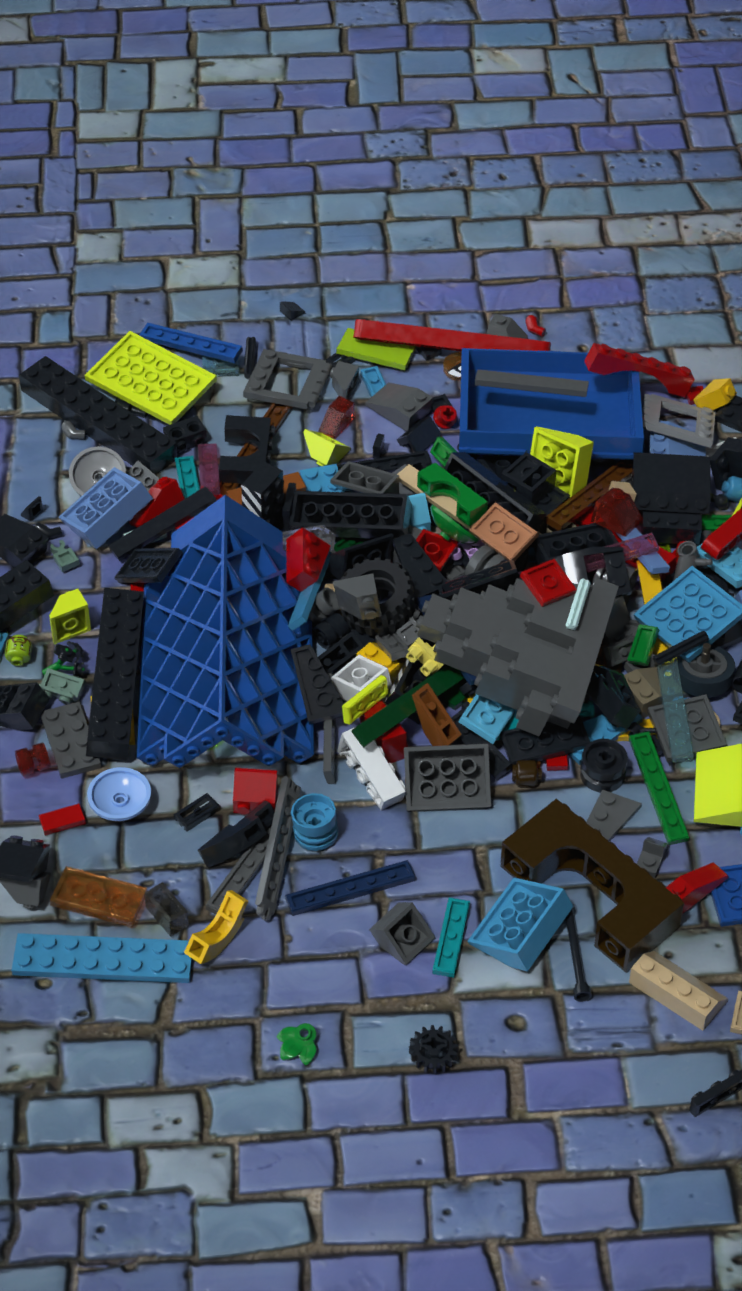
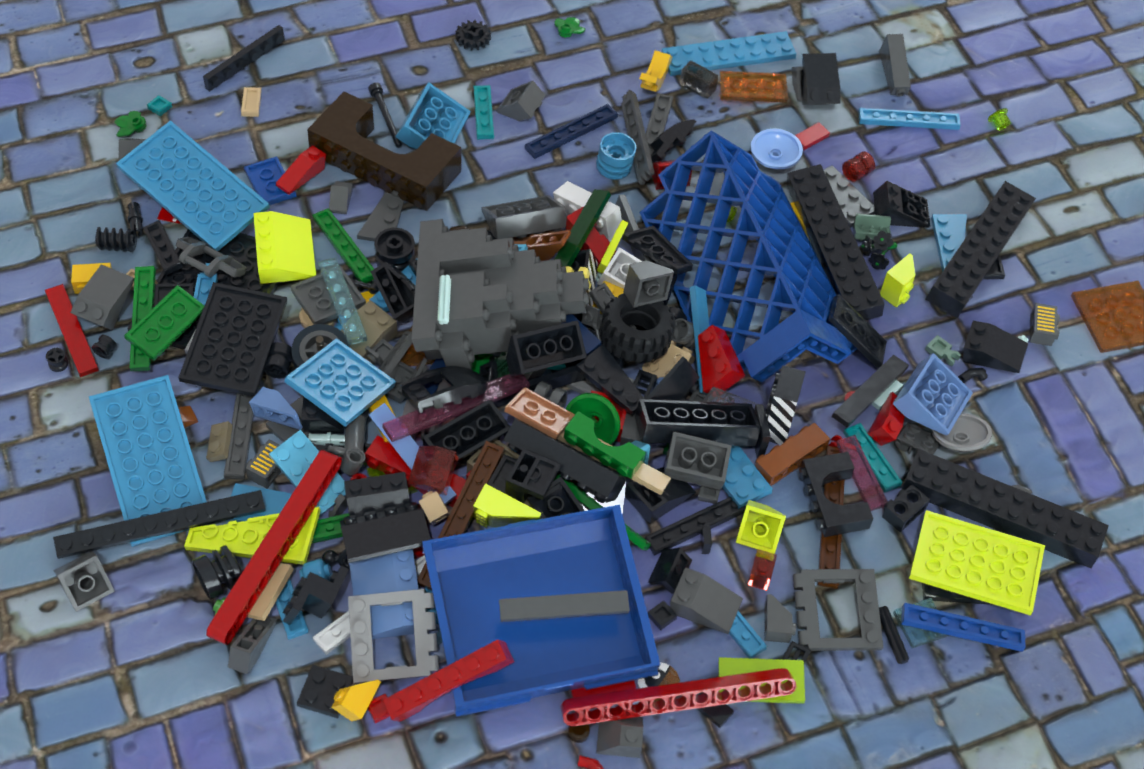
camera: 160 degrees right, 5 degrees up
(18, 650) = (925, 252): lime head -> none
(33, 509) = (1001, 393): black slope -> none
(291, 310) = (881, 719): black slope -> none
(445, 416) = (651, 595): red piece -> none
(548, 582) = (476, 307): red tile -> none
(643, 645) = (380, 353): green tile -> none
(676, 989) = (298, 100): tan slope -> none
(680, 648) = (343, 337): black axle -> none

